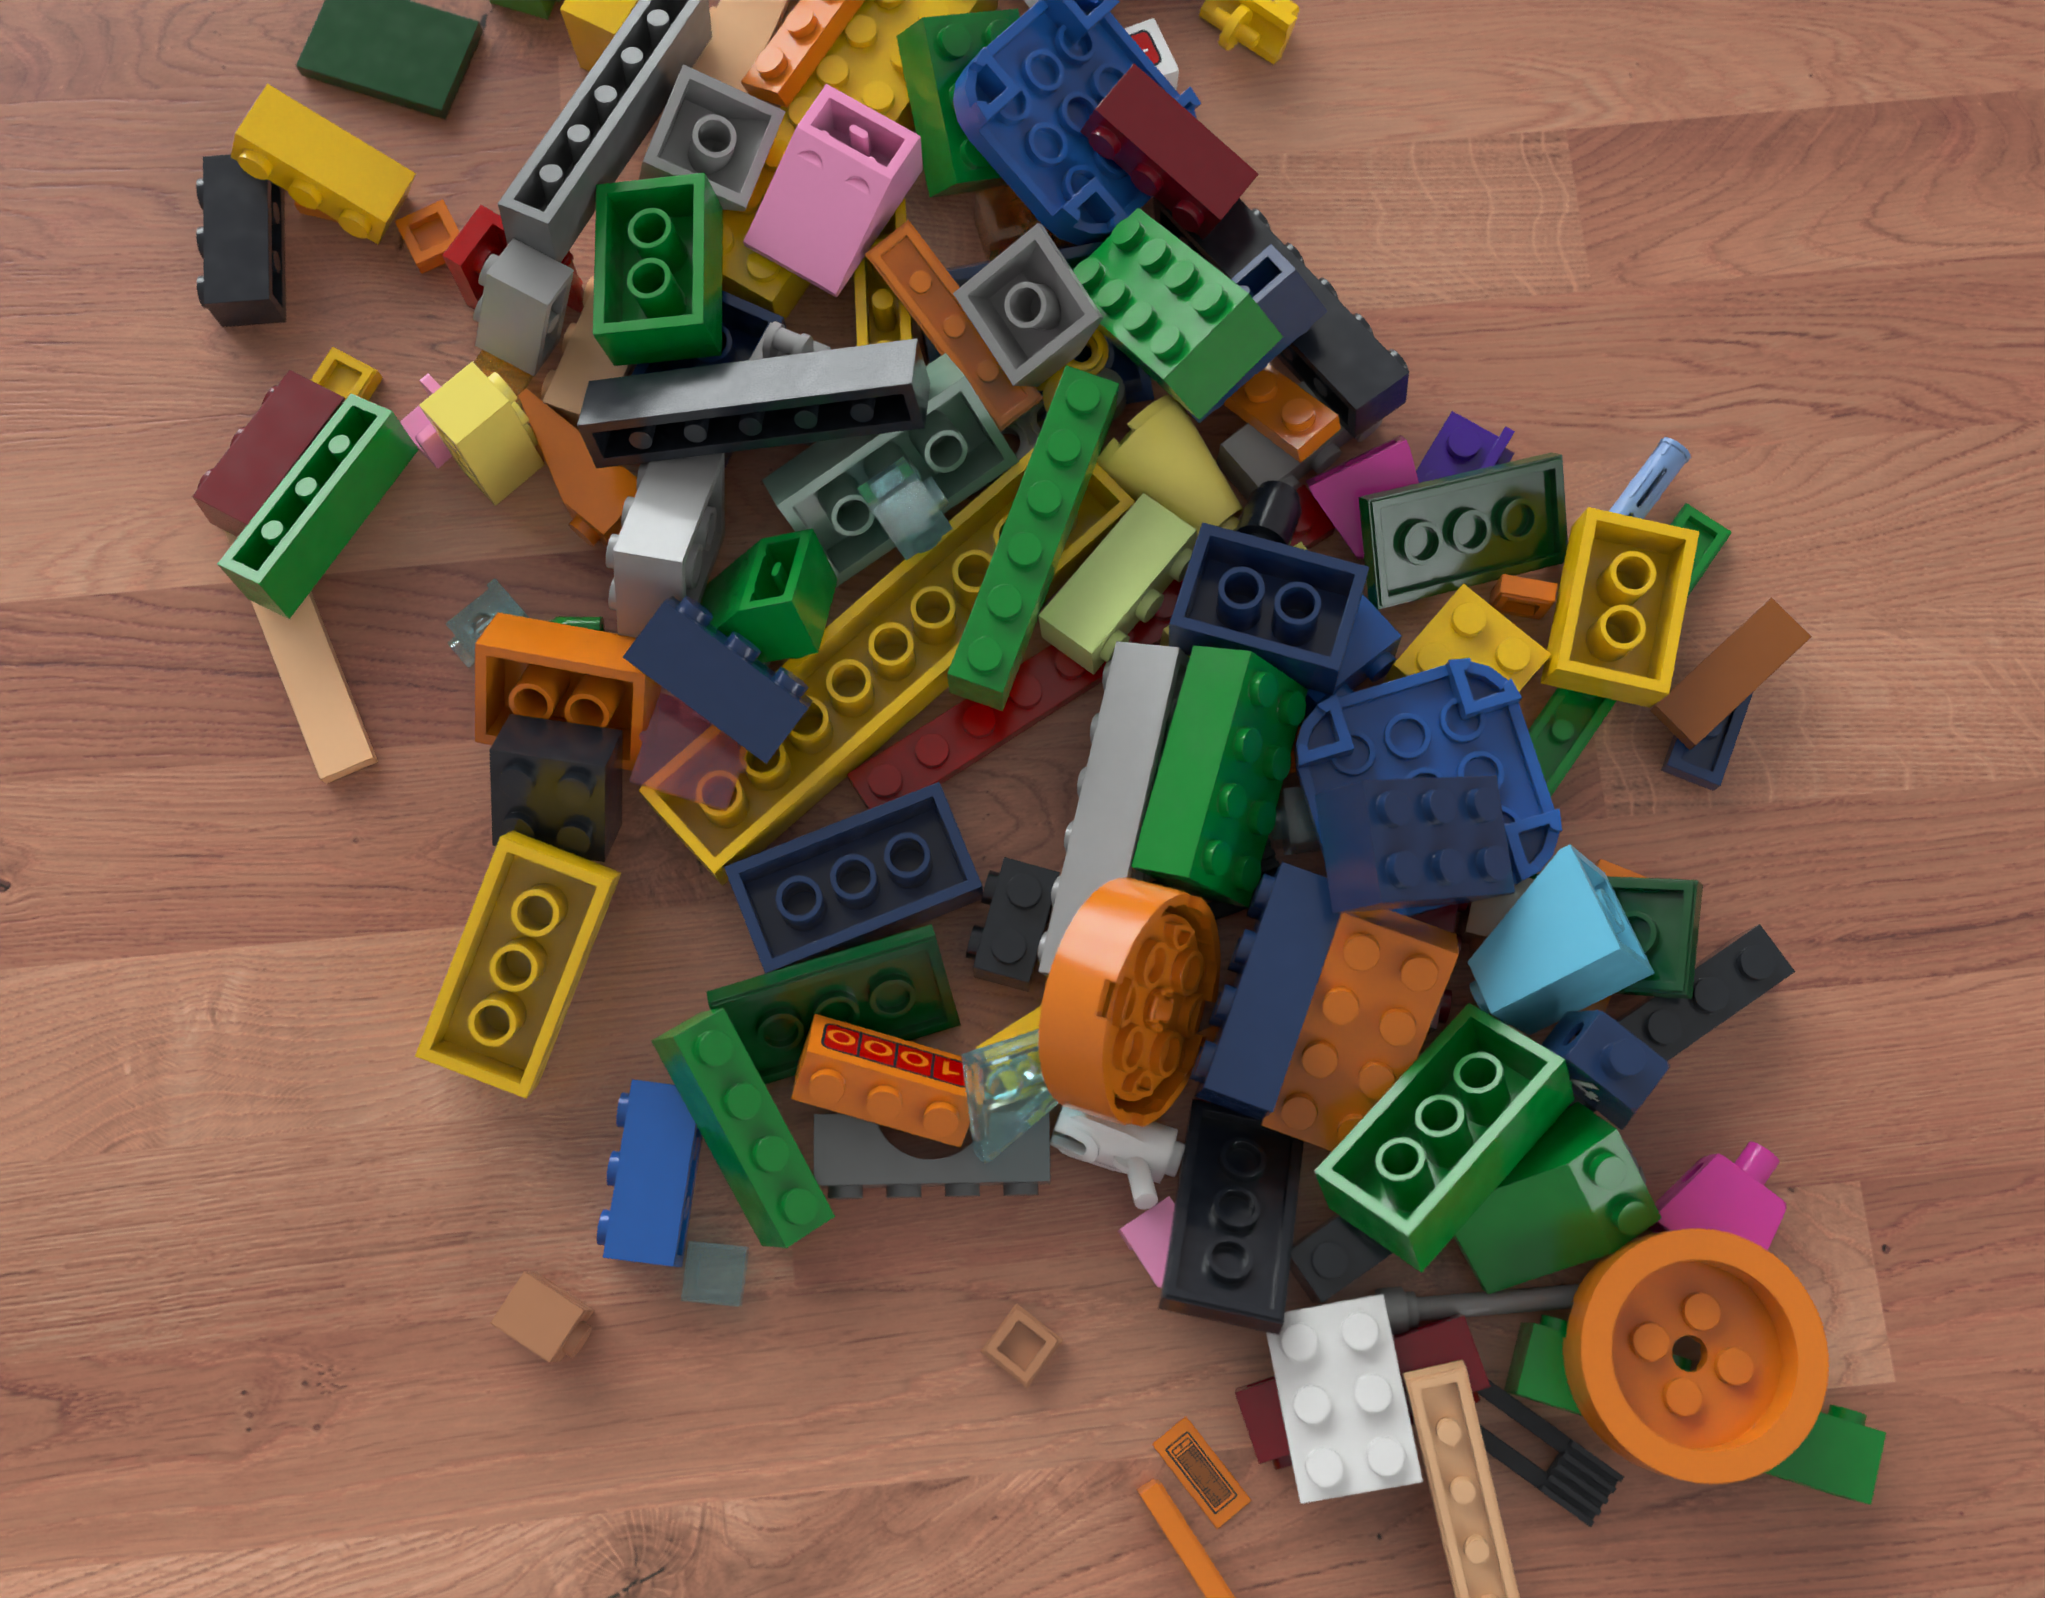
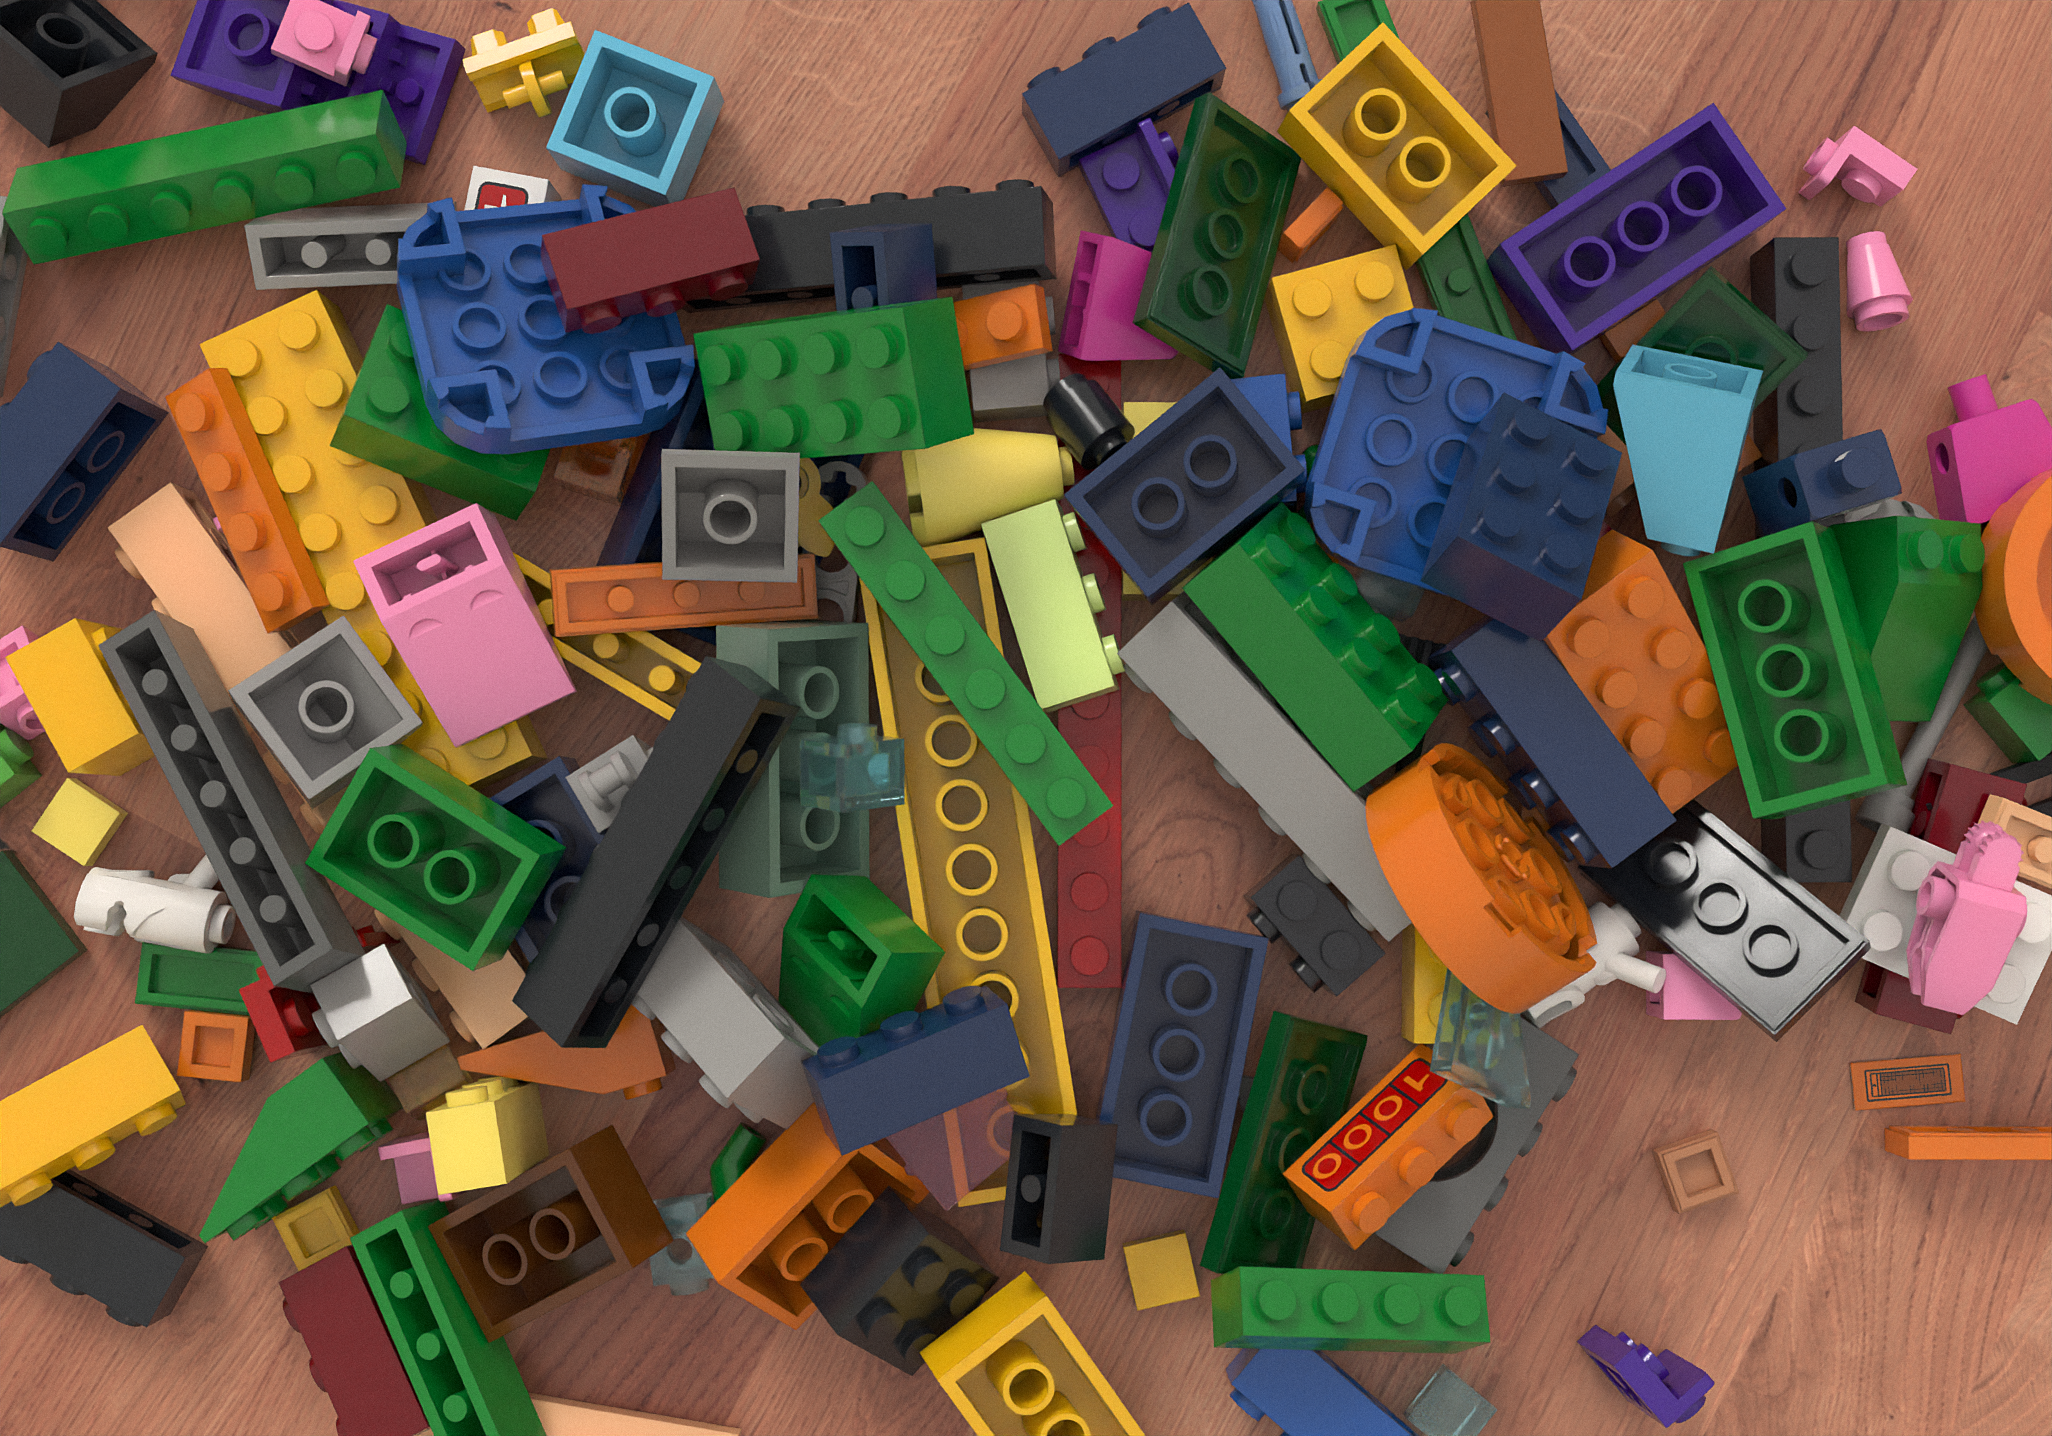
camera: 55 degrees left, 10 degrees up
(395, 319) = (295, 1142): none -> green slope
(440, 523) = (551, 1234): none -> reddish brown brick
(465, 185) = (196, 979): none -> green tile
(497, 129) = (157, 911): none -> white piece
(531, 59) = (79, 822): none -> light yellow tile
(683, 984) = (1161, 1269): none -> yellow tile
(698, 839) = (1058, 1188): none -> black brick
(837, 1382) = (1659, 1386): none -> dark purple bracket
(1262, 99) = (635, 121): none -> medium azure brick
(1349, 1390) = (1966, 921): none -> bright pink hinge
(1526, 398) = (1120, 85): none -> dark blue brick
(1688, 822) = (1634, 233): none -> dark purple brick
(1784, 1035) = (1874, 284): none -> bright pink cone
(1864, 966) = (1862, 164): none -> bright pink bracket

